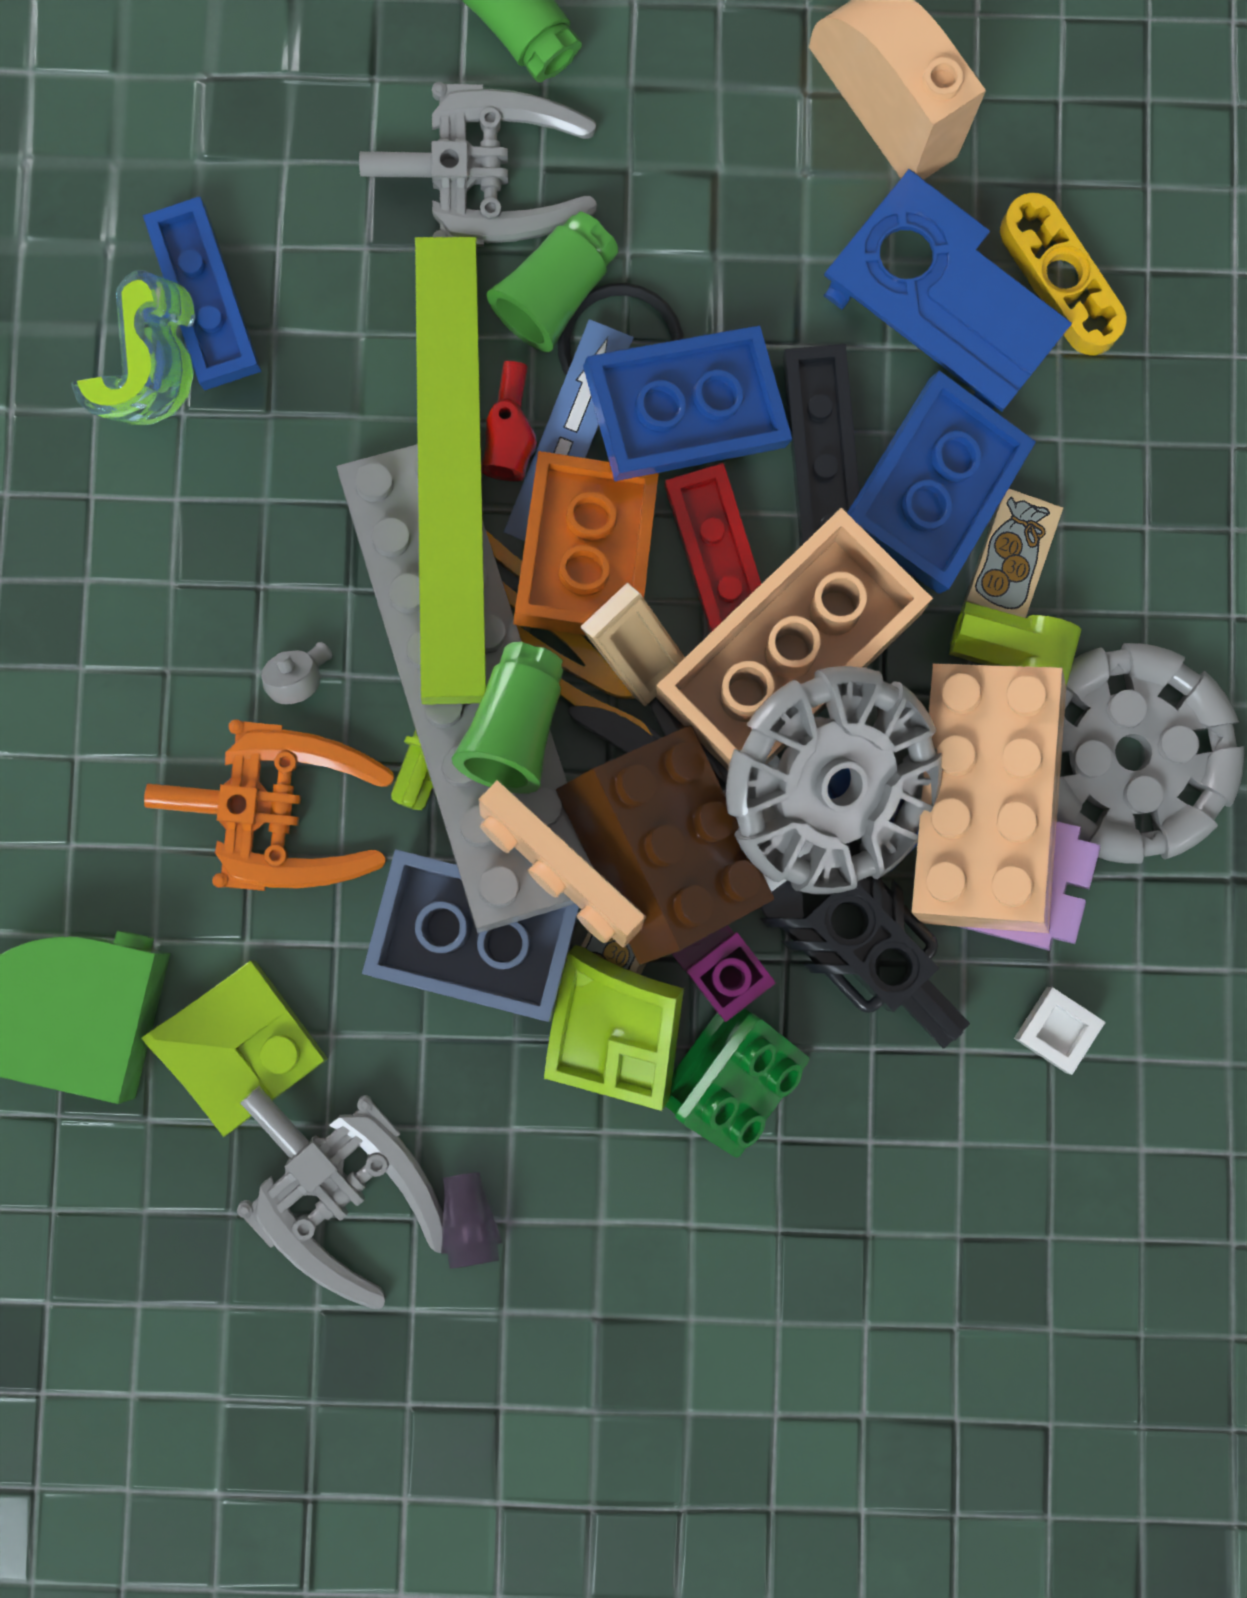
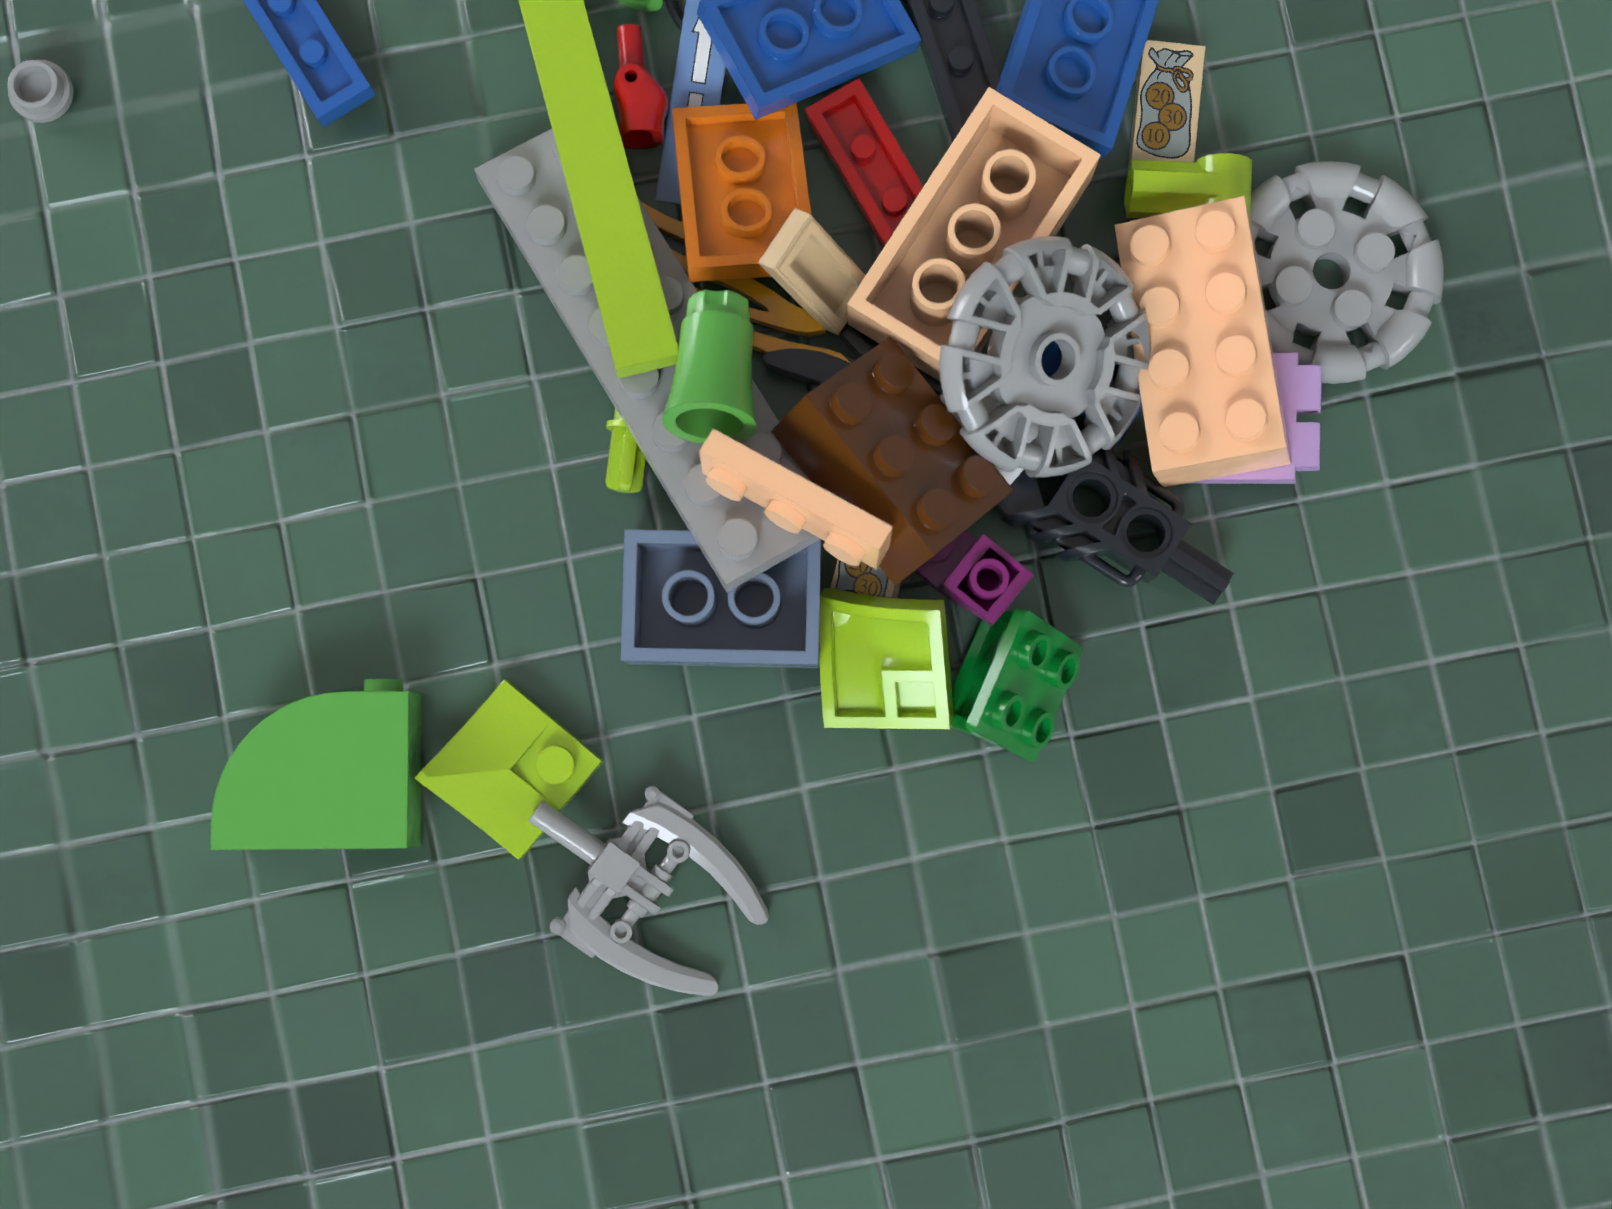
camera: 10 degrees left, 0 degrees up
(153, 358) = (267, 104): clear light blue animal -> none
(246, 805) = (463, 527): orange bar -> none
(294, 674) = (481, 386): light grey piece -> none
(468, 1223) = (783, 889): clear purple cone -> none
(1059, 1030) = (1323, 560): white plate -> none

